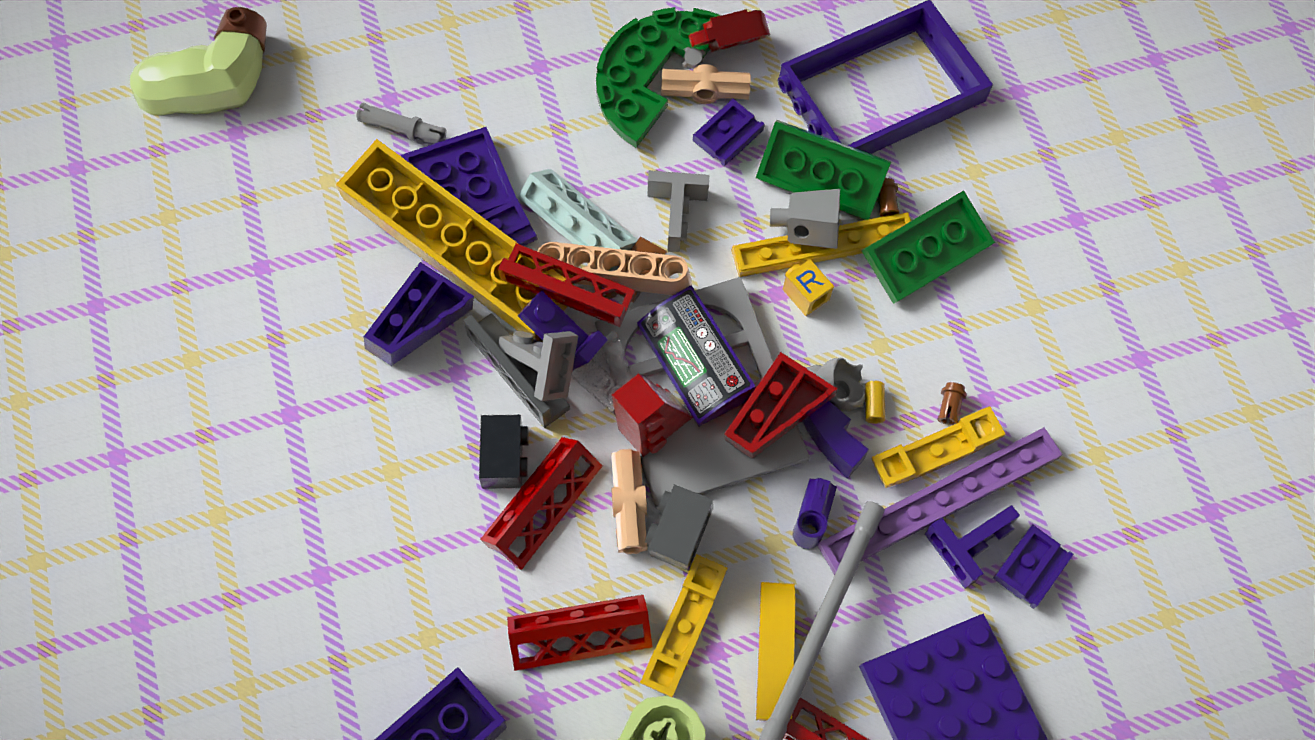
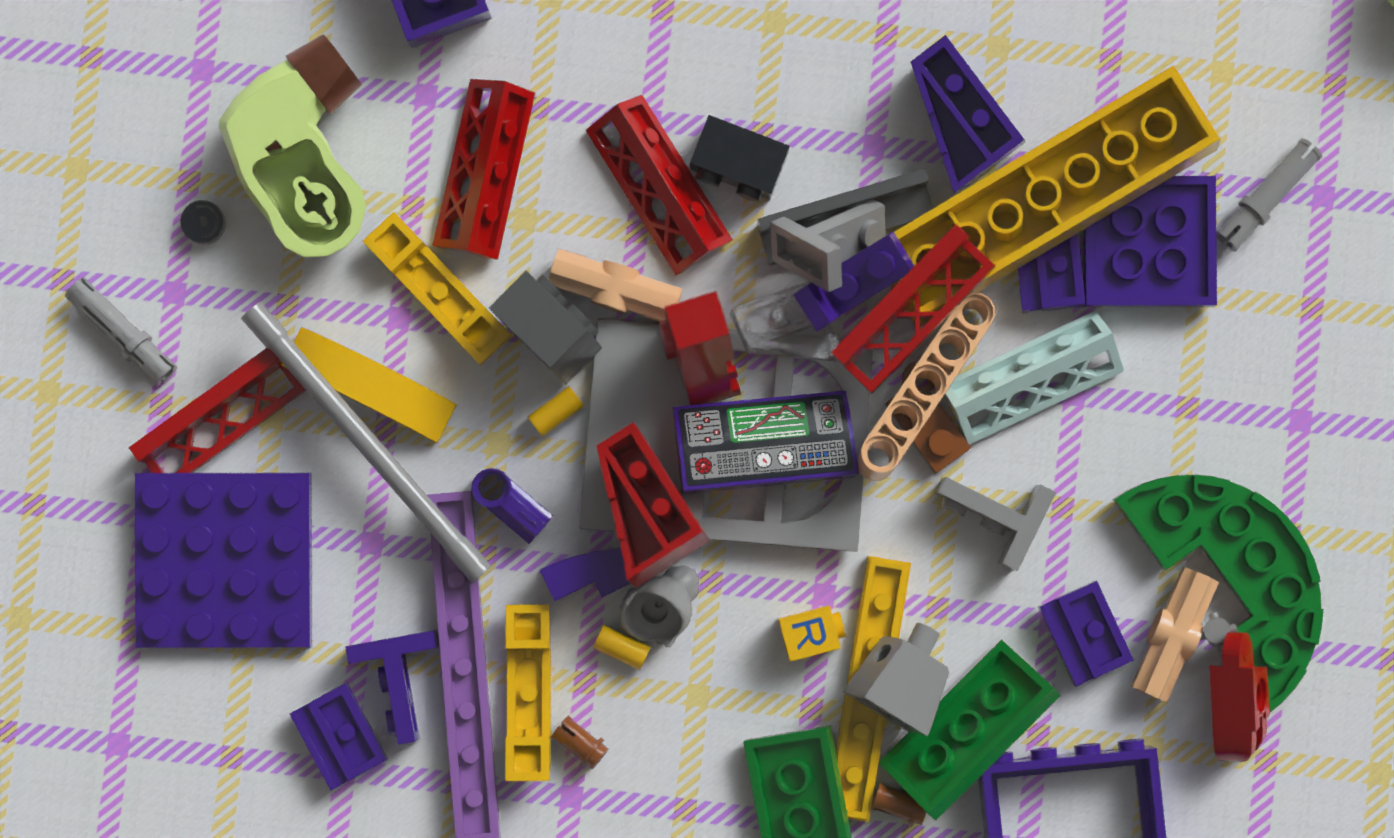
camera: 120 degrees right, 20 degrees up
(734, 509) = (555, 411): none -> yellow piece

